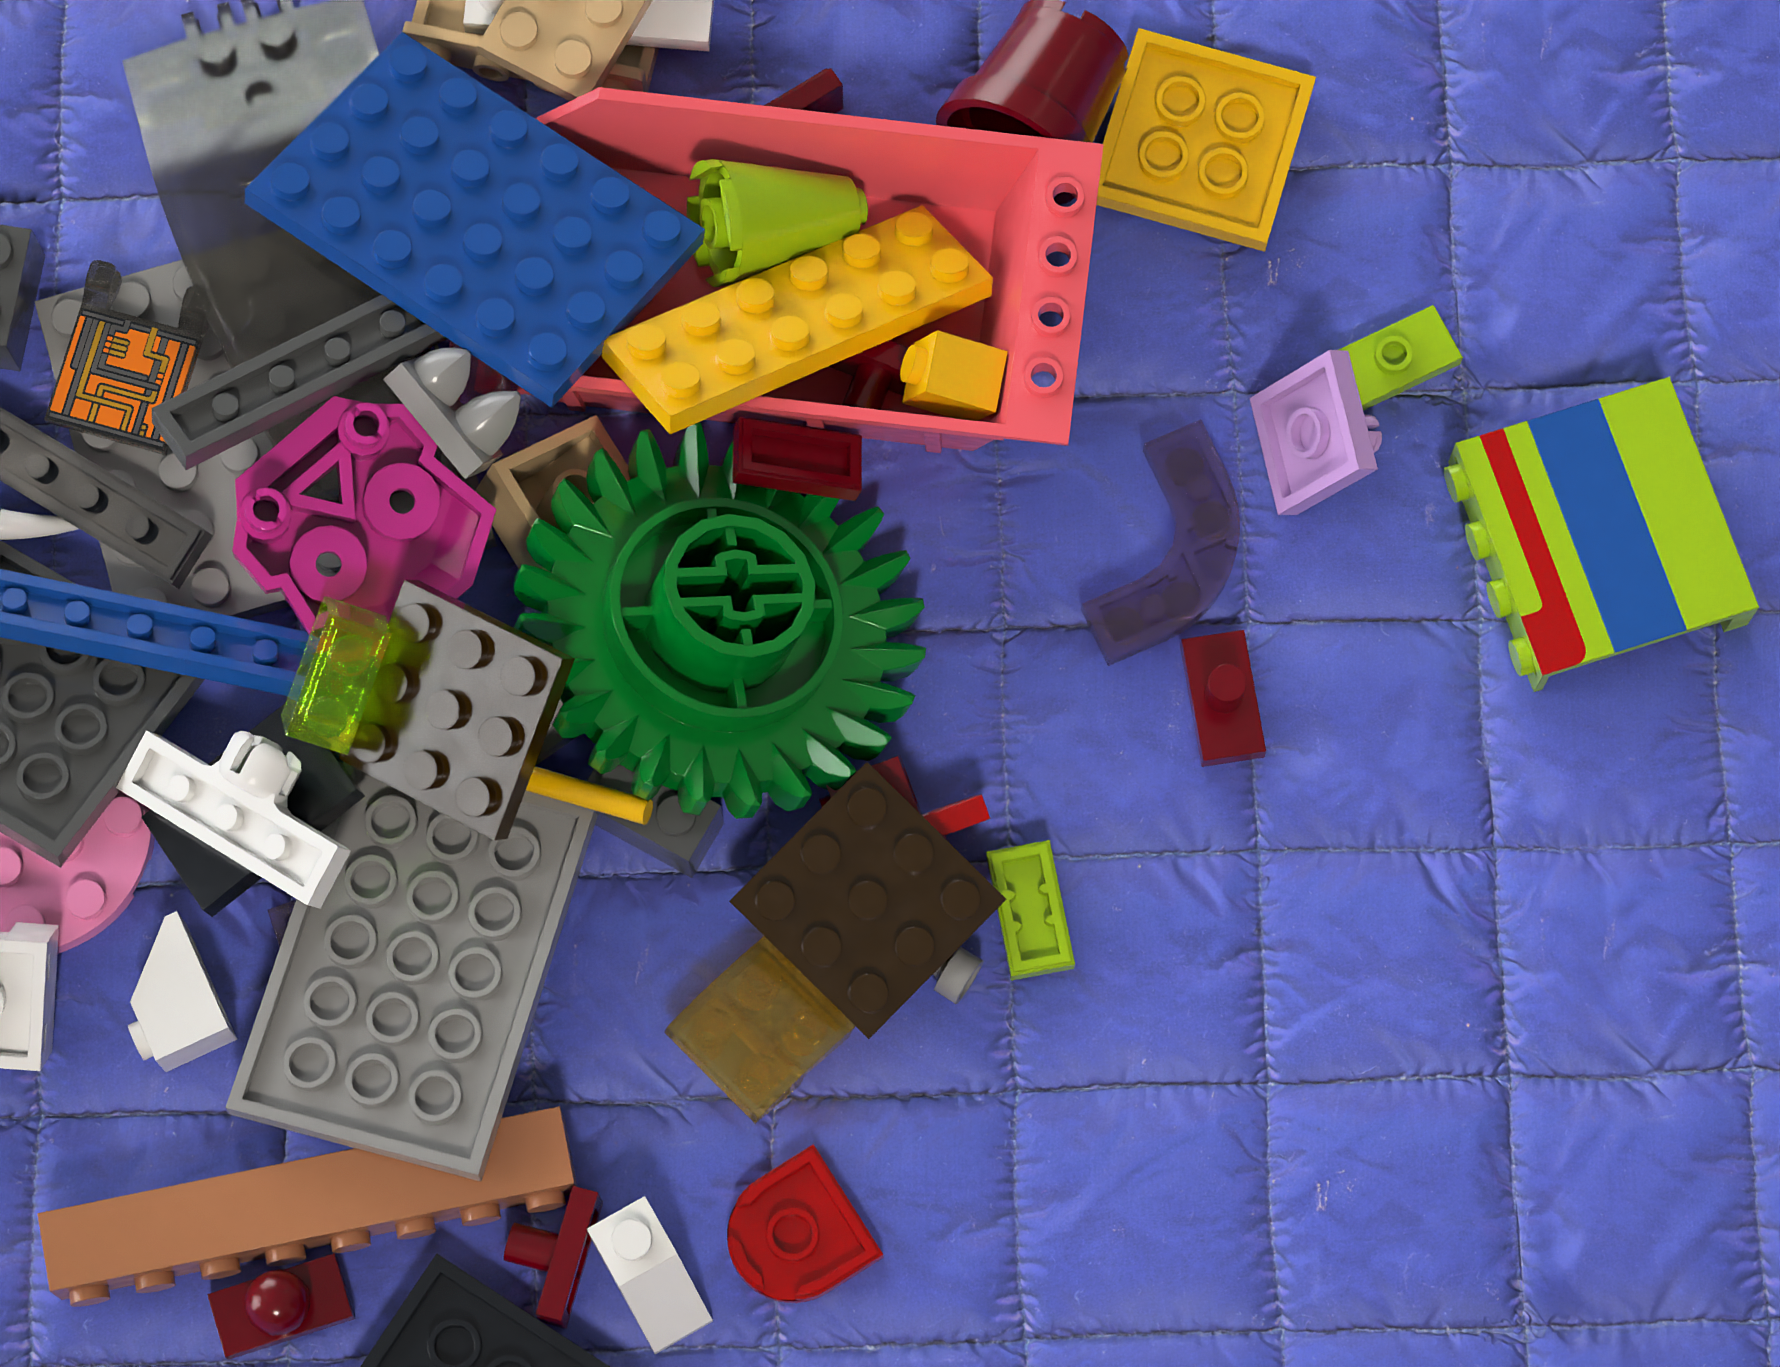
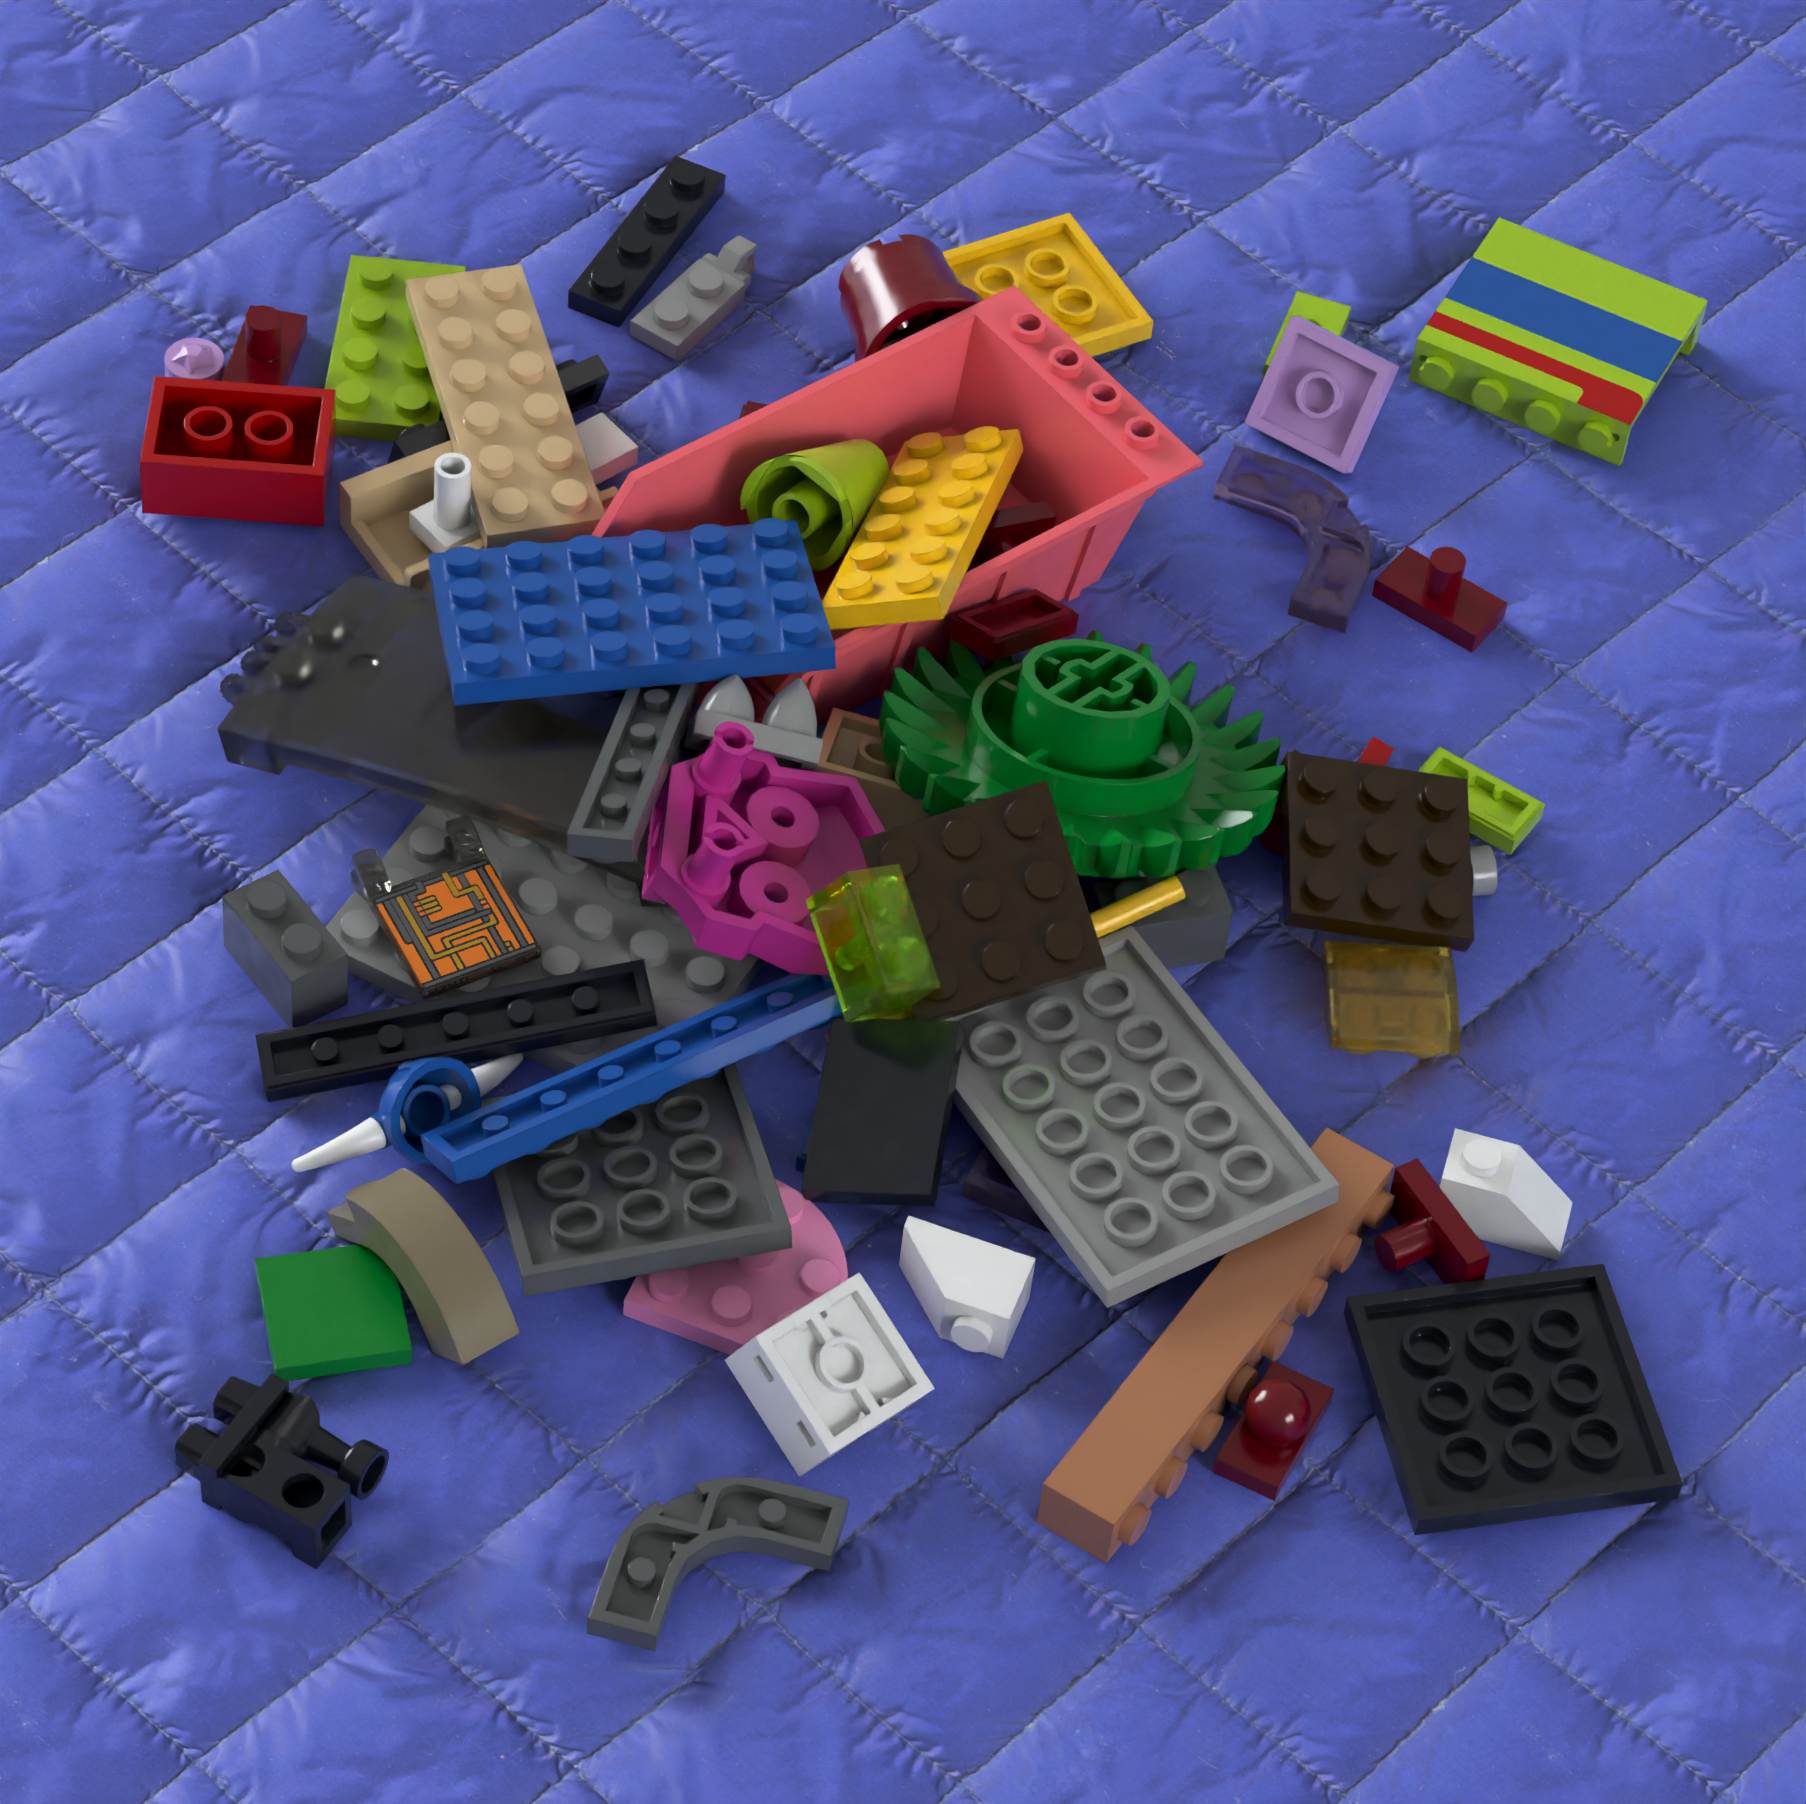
camera: 50 degrees left, 25 degrees down
(239, 809) = (890, 1096): white plate -> none
(798, 1232) = (1561, 1106): red tile -> none
(953, 376) = (1067, 484): yellow brick -> none

